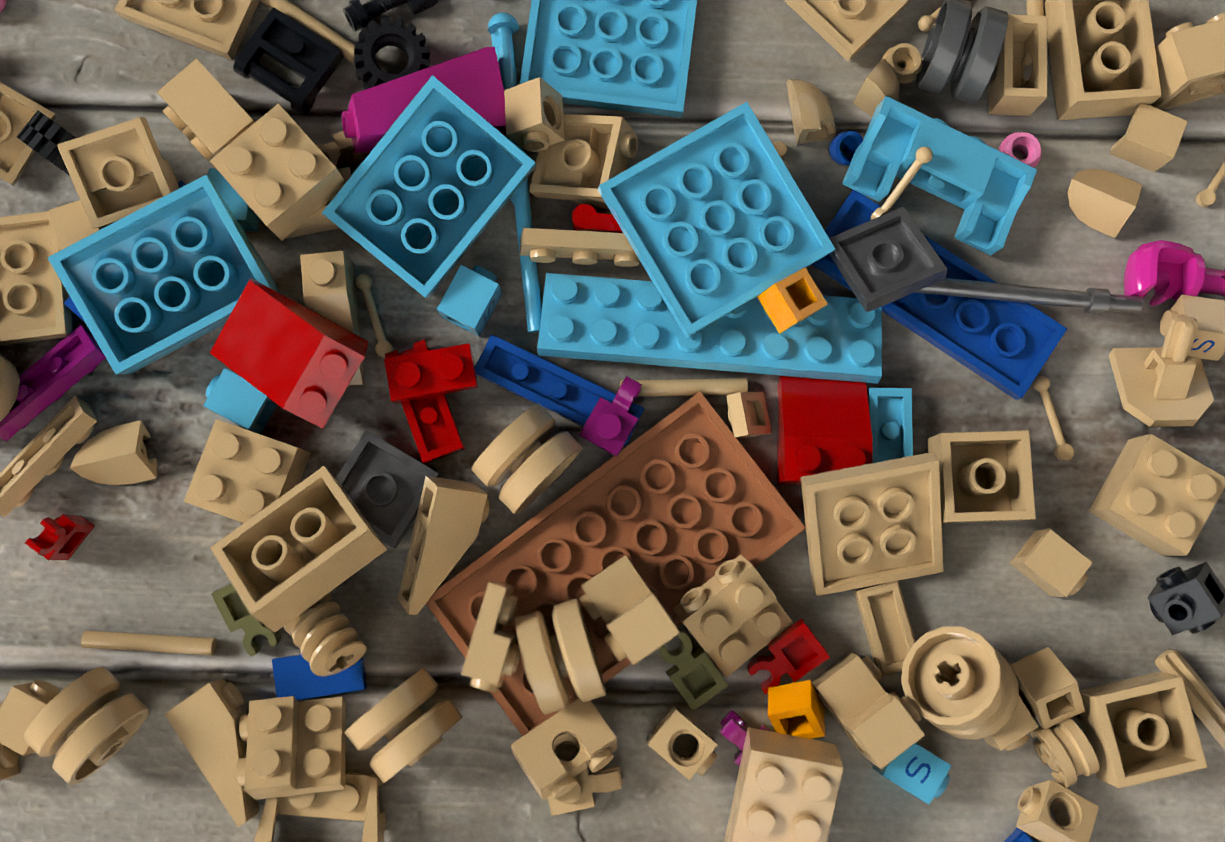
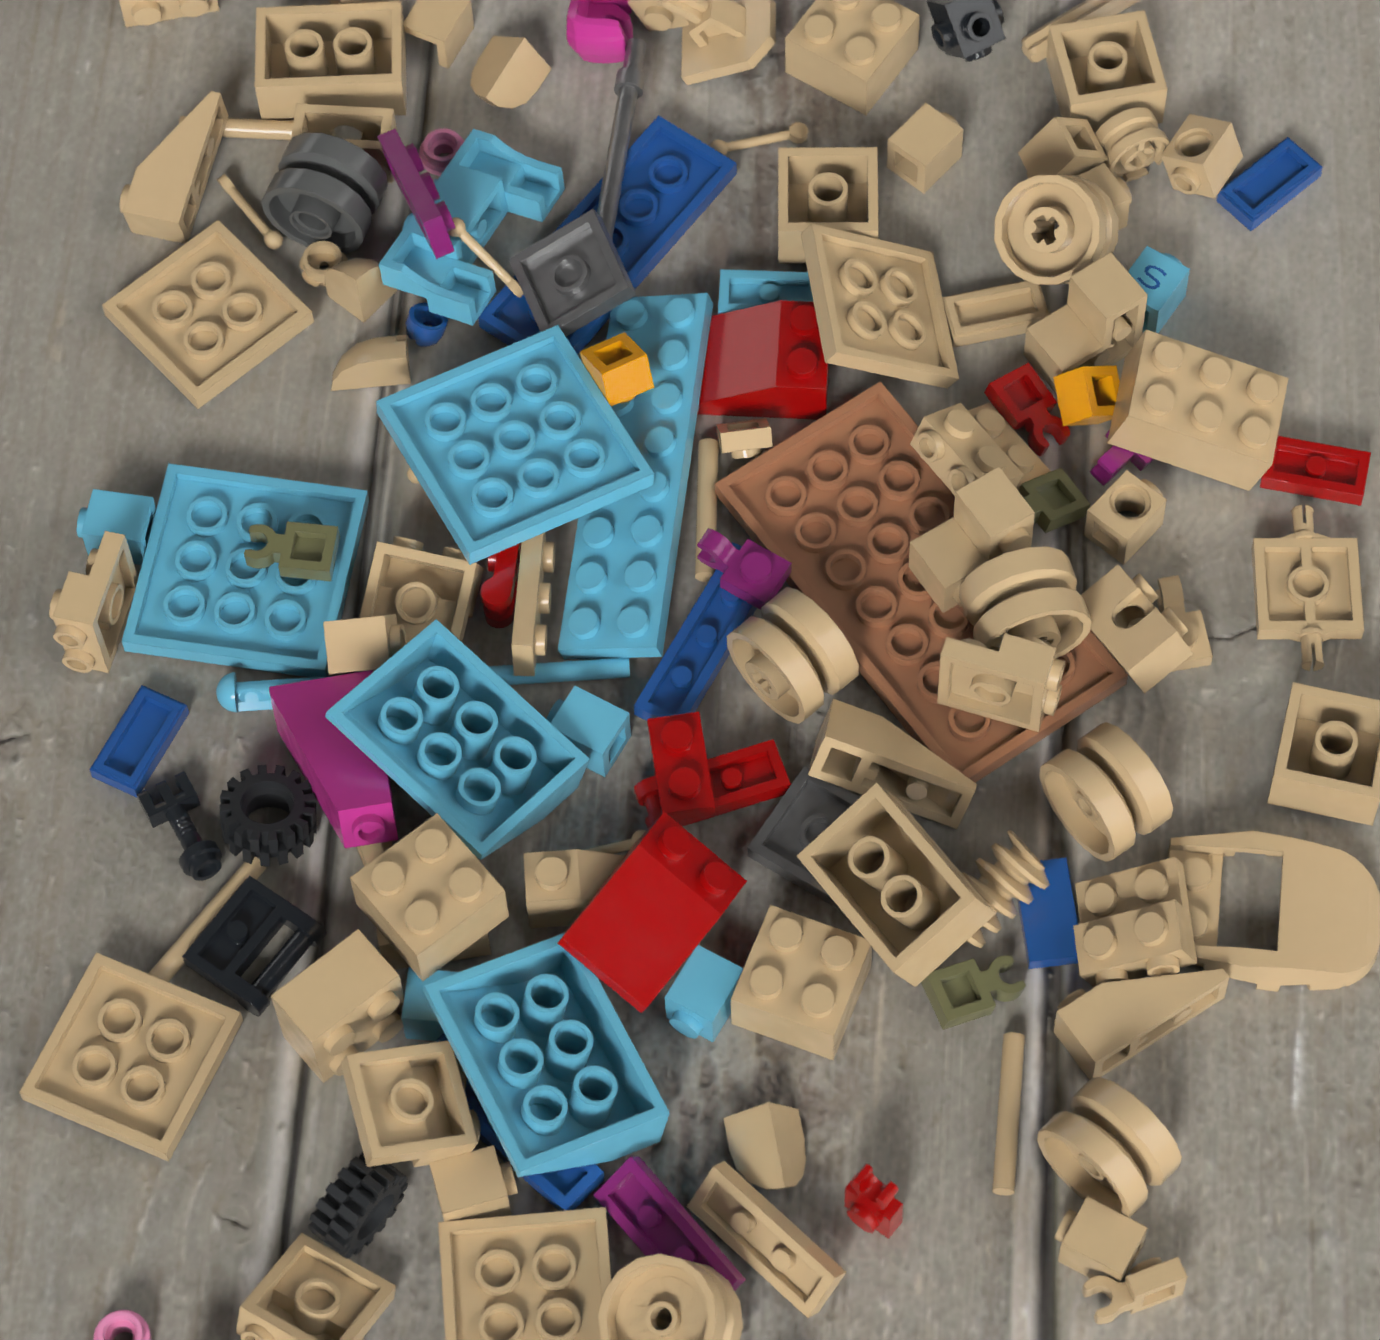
camera: 85 degrees left, 20 degrees down
(617, 59) = (302, 552): none -> olive plate
(954, 118) = (419, 192): none -> magenta plate

